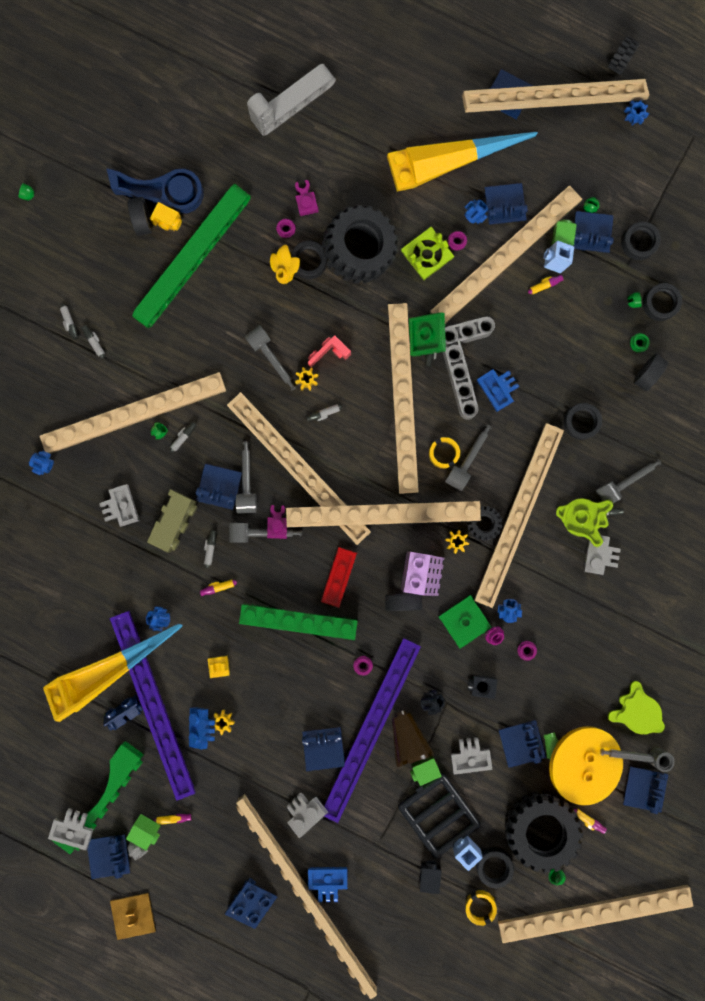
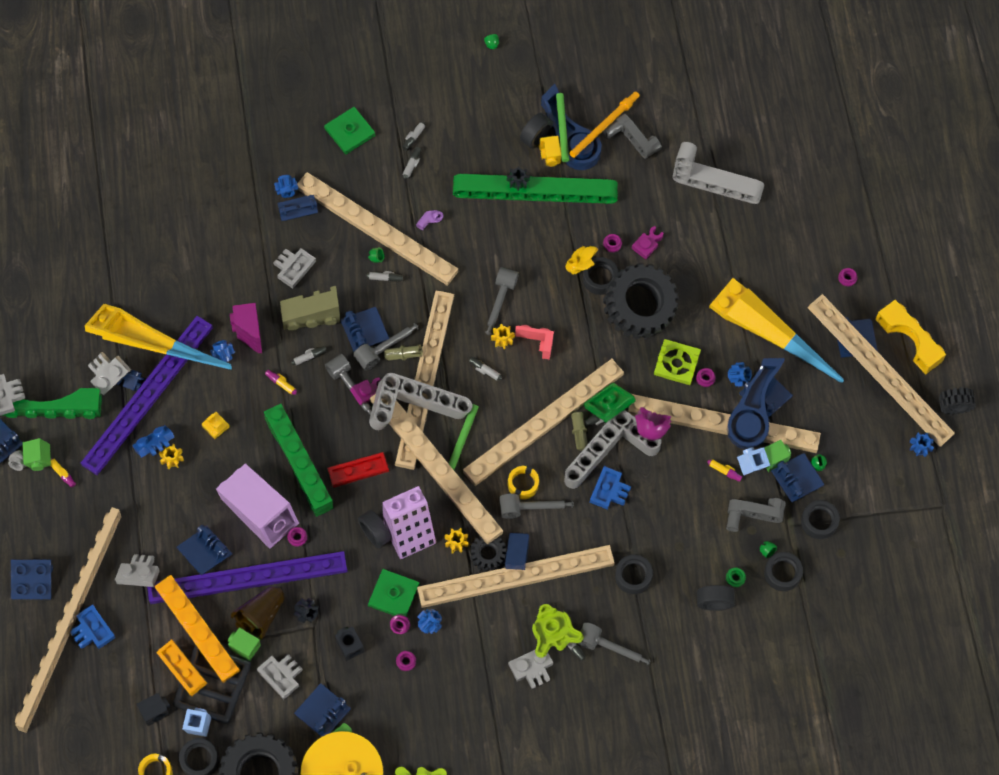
camera: 50 degrees right, 20 degrees down
(24, 372) = (349, 130): none -> green plate
(67, 466) = (297, 207): none -> dark blue hinge
(111, 728) = (107, 372): none -> light grey hinge
(150, 583) = (246, 325): none -> magenta slope
(153, 192) = (562, 127): none -> bright green bar
(154, 363) = (429, 217): none -> medium lavender arm
(167, 125) = (625, 105): none -> light orange bar
(176, 269) = (518, 183): none -> black gear
(216, 137) = (644, 146): none -> dark grey beam
(264, 470) = (403, 352): none -> olive axle
(314, 490) = (416, 398): none -> light grey beam
(315, 682) = (258, 505): none -> lavender slope
(370, 473) = (463, 436): none -> bright green bar
(387, 800) = (197, 628): none -> light orange plate
(411, 833) = (181, 667): none -> light orange tile
(432, 376) = (579, 430): none -> olive axle
(452, 54) = (850, 273): none -> magenta plate
(476, 315) = (652, 425): none -> magenta hair
(500, 500) = (517, 551): none -> dark blue tile
(524, 234) = (749, 420): none -> dark blue animal
(563, 47) = (896, 319): none -> yellow arch
(608, 271) = (773, 512): none -> dark grey beam

